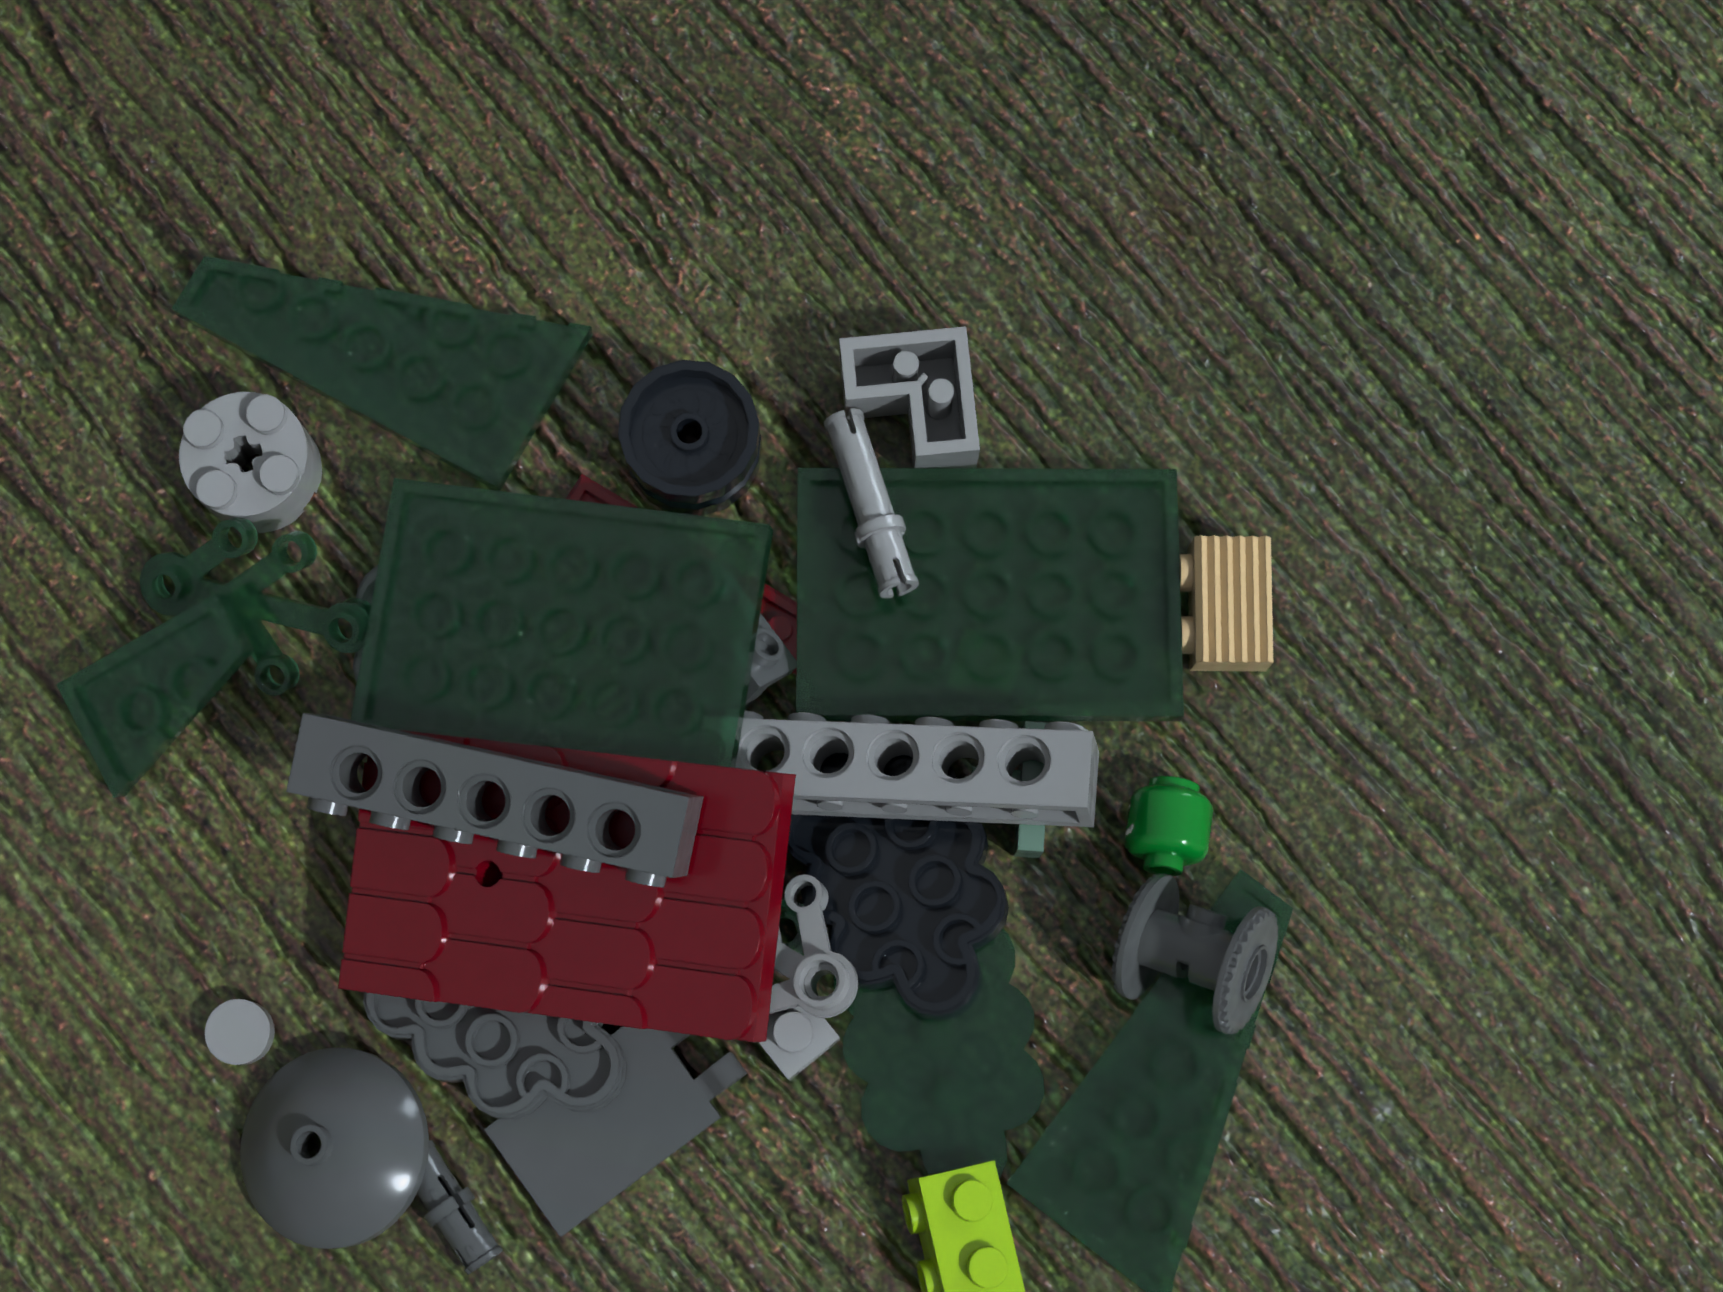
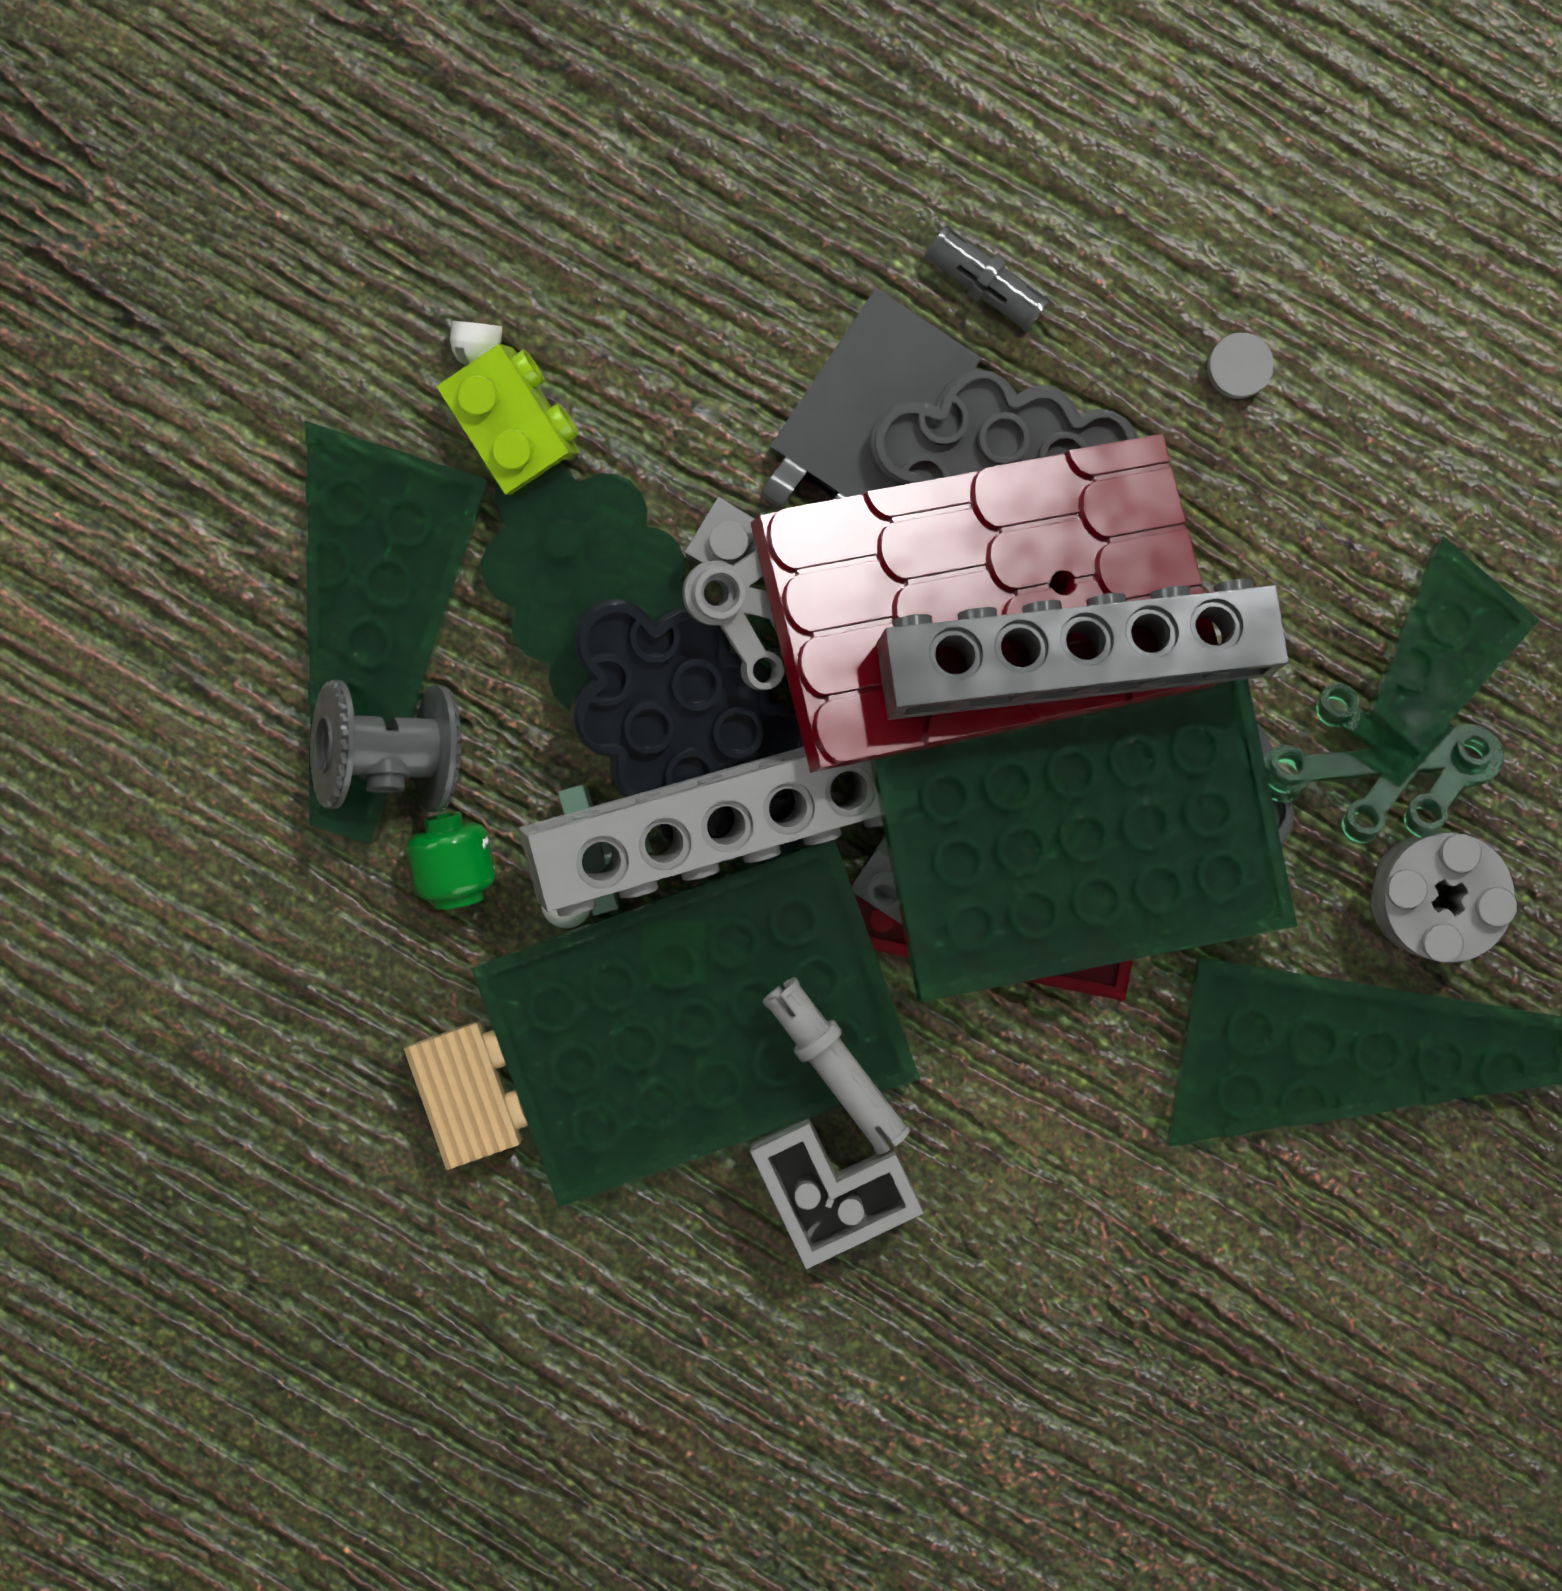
camera: 165 degrees right, 10 degrees up
(368, 1154) = (1078, 304): dark grey dish -> none
(684, 401) = (1069, 1077): black wheel -> none

